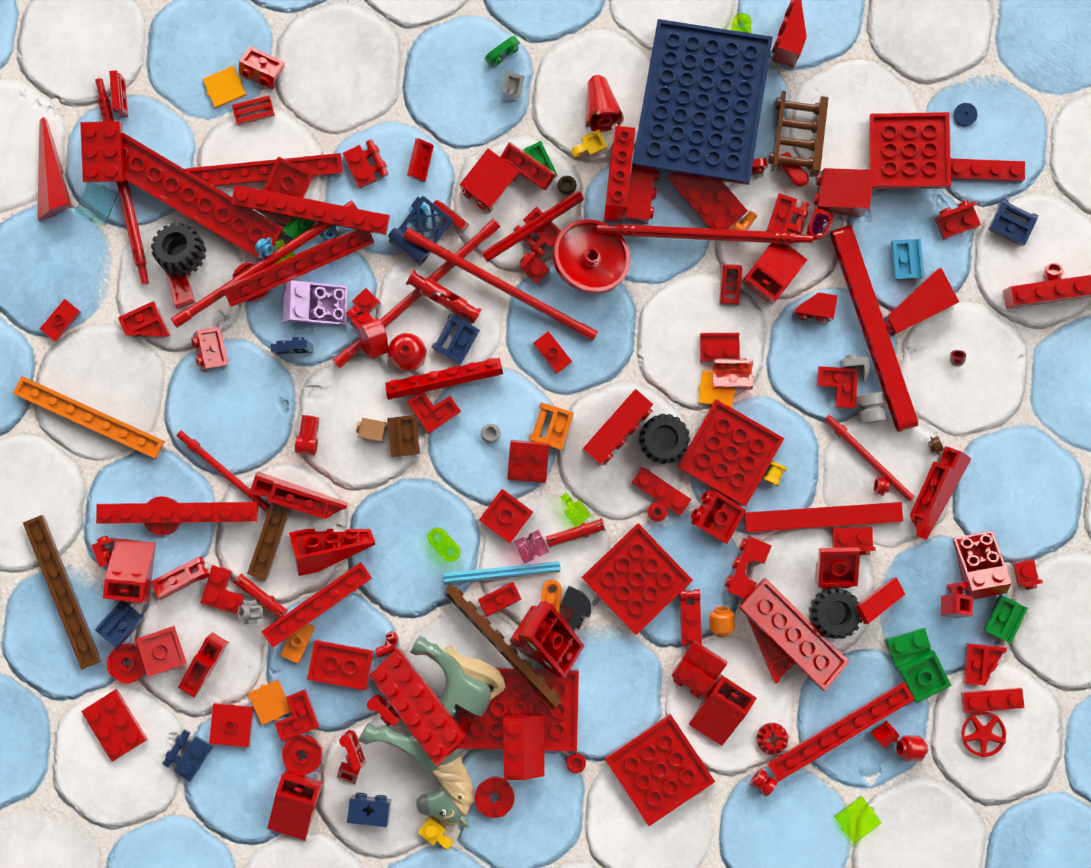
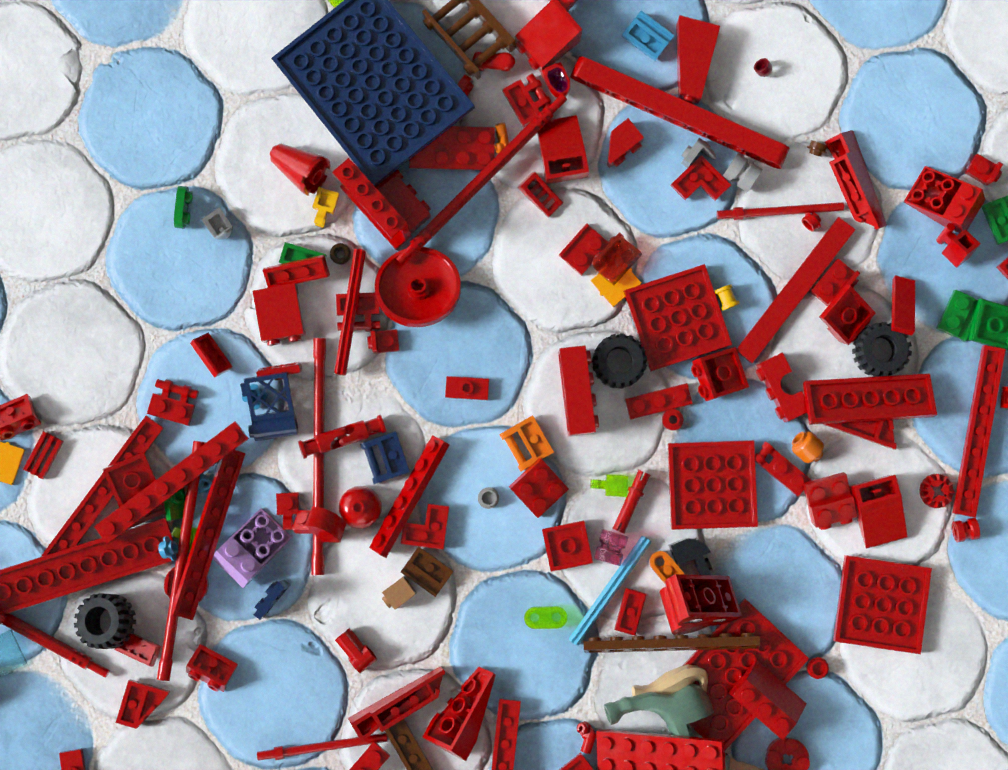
camera: 50 degrees left, 0 degrees up
(419, 240) = (279, 414): red piece -> none

